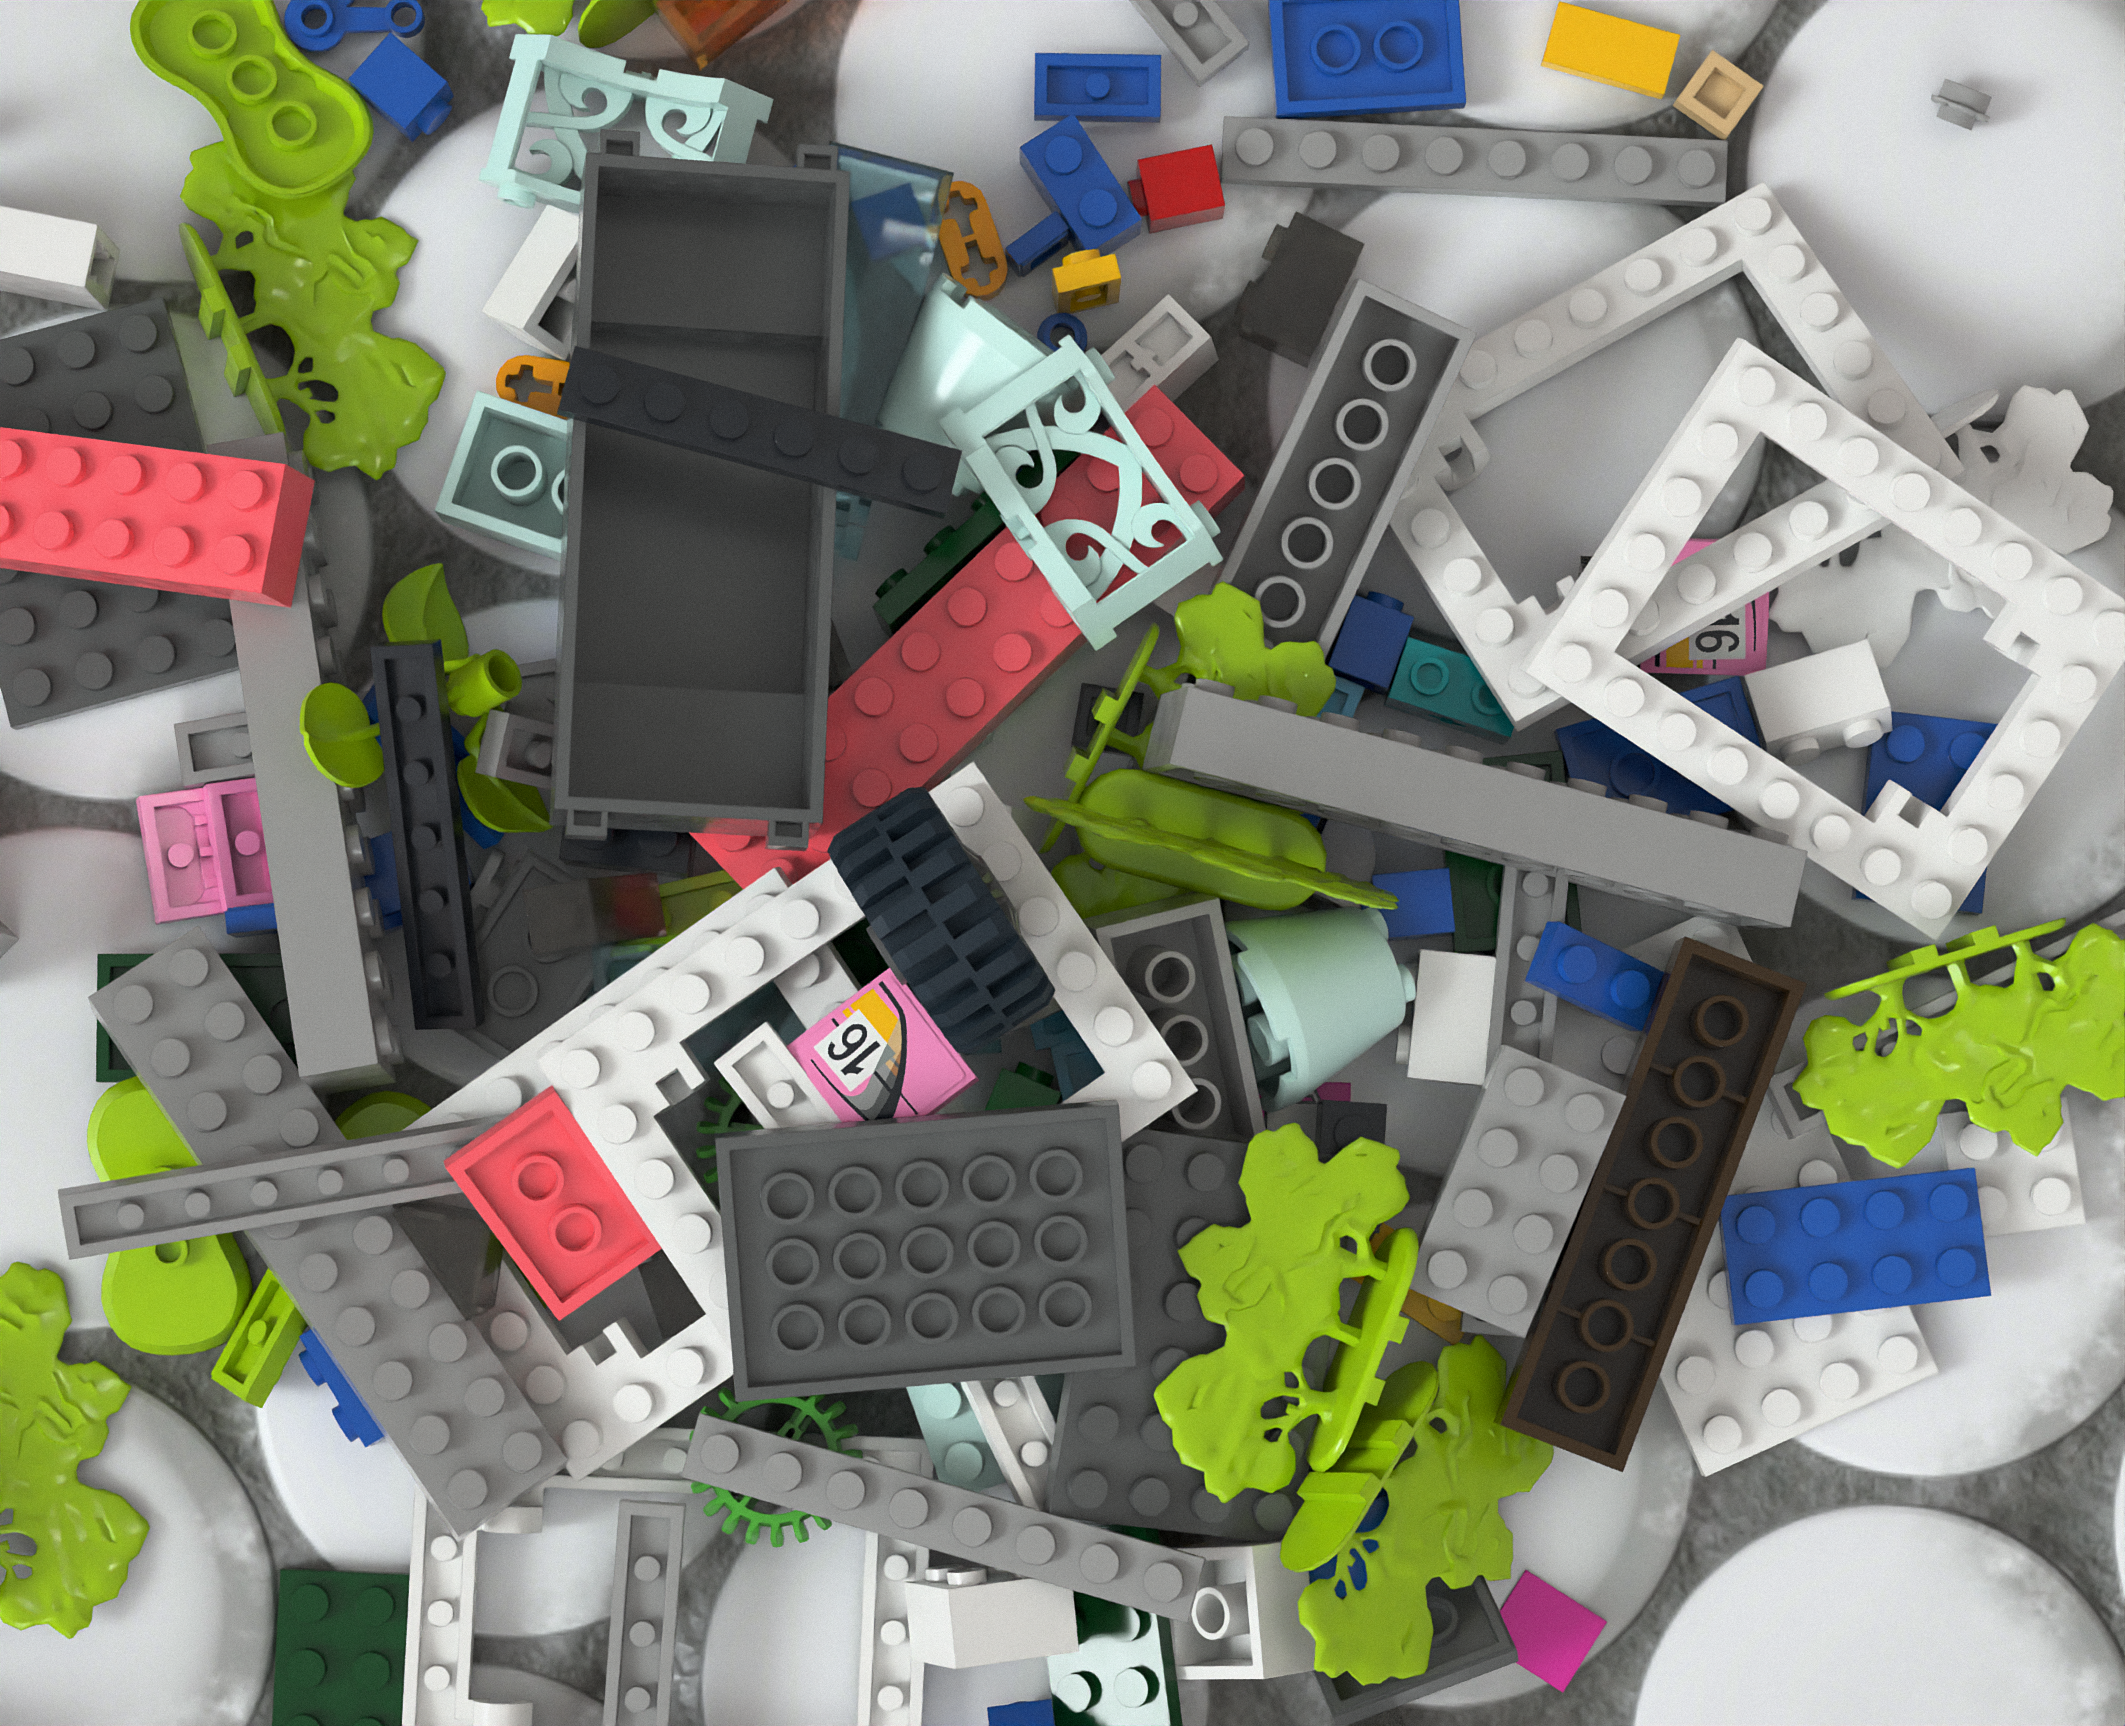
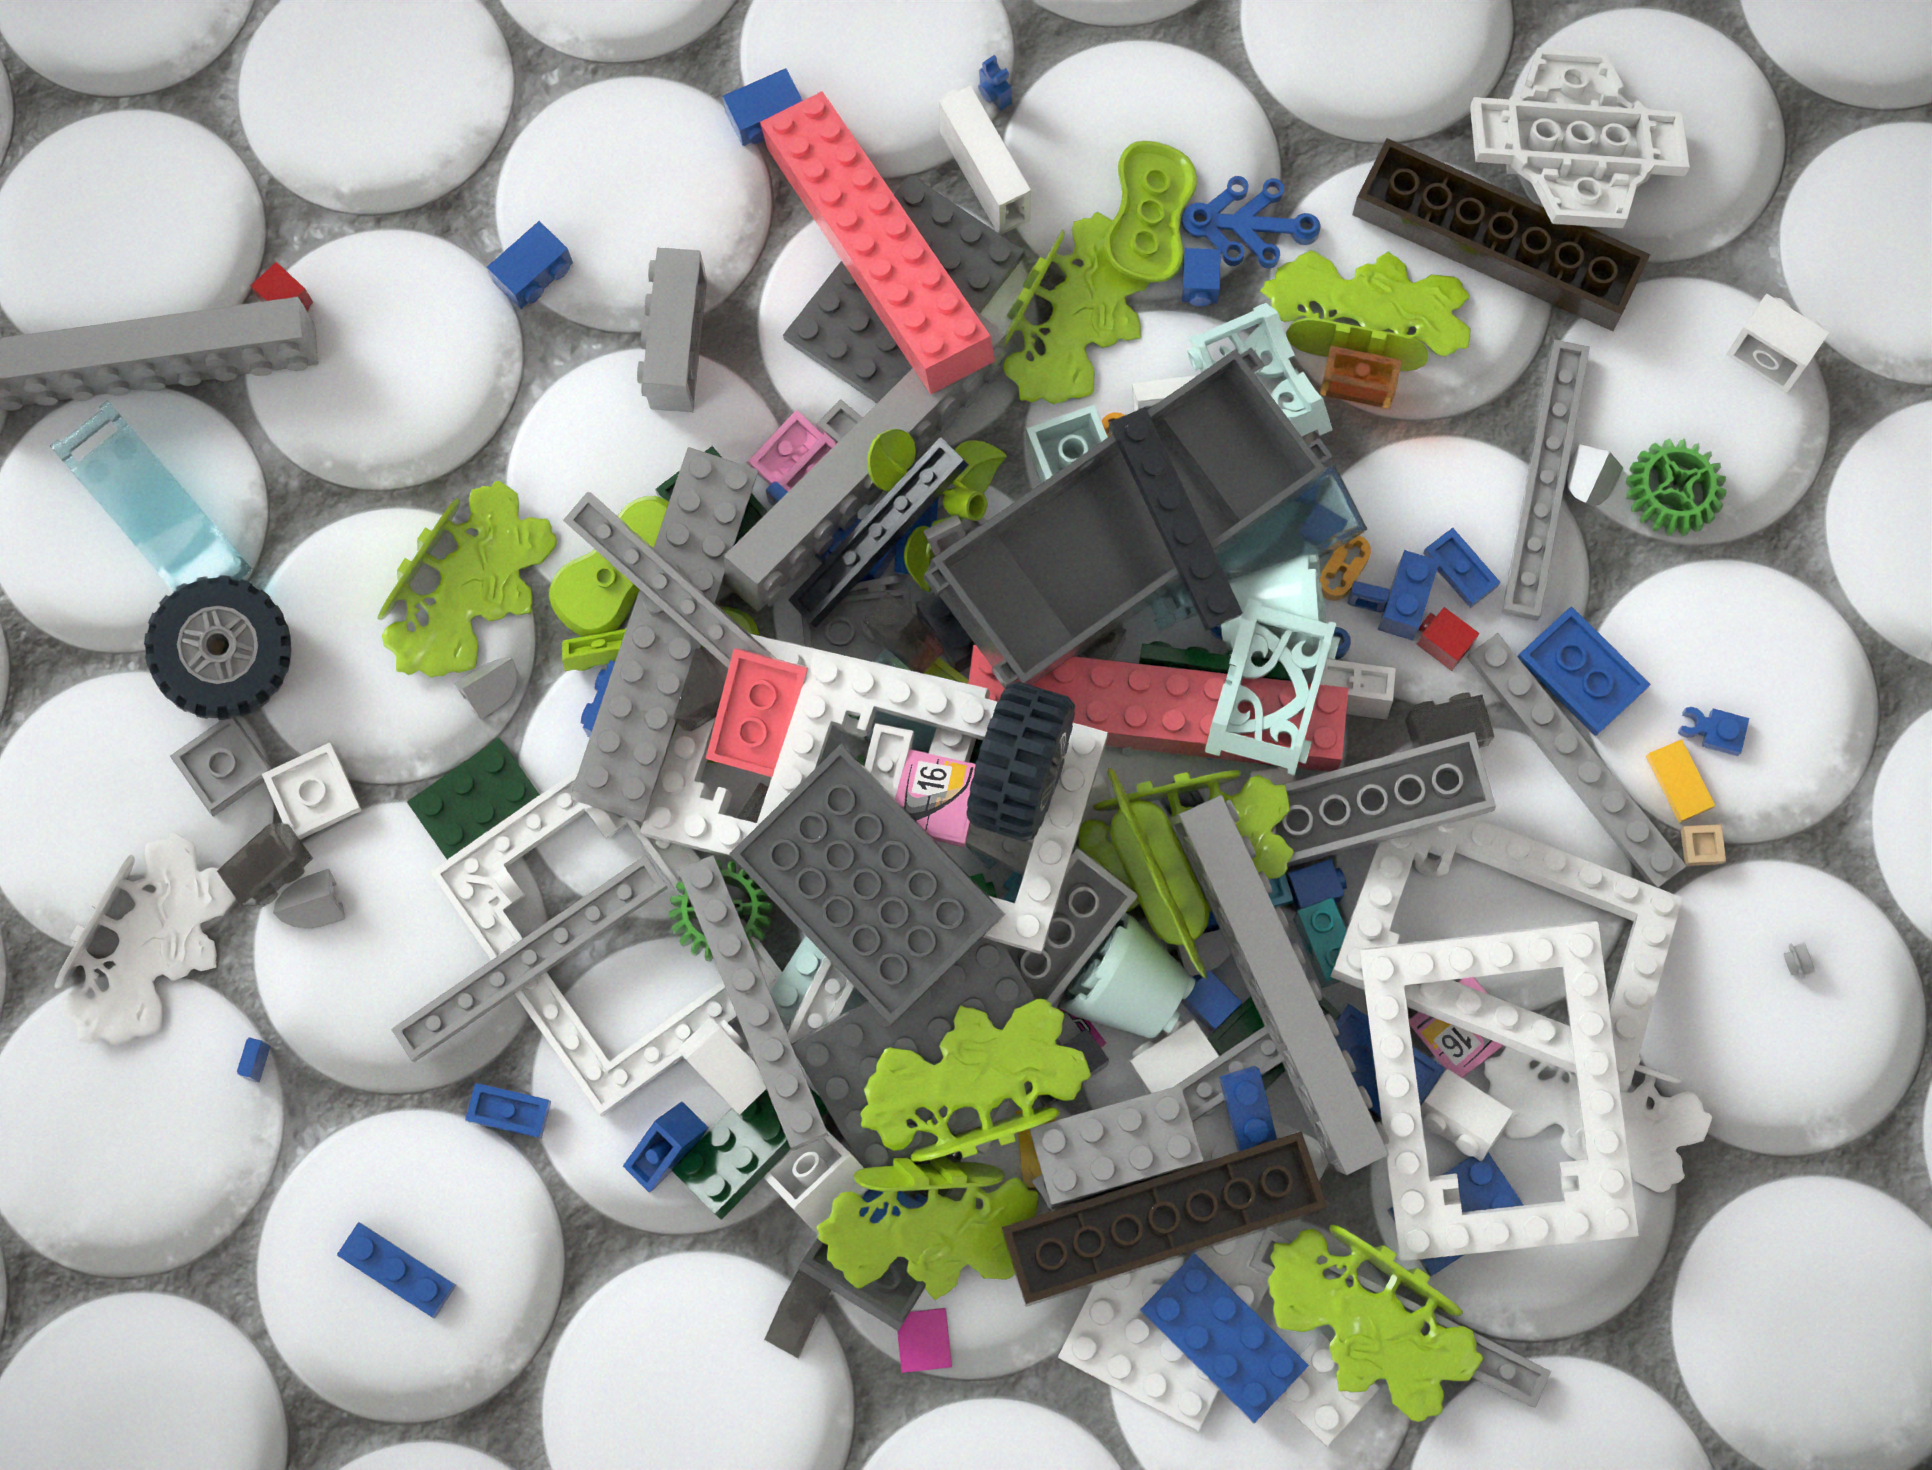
camera: 60 degrees right, 10 degrees down
(194, 1526) = (489, 686): none -> light grey brick
(1085, 282) = (1368, 627): yellow plate -> none

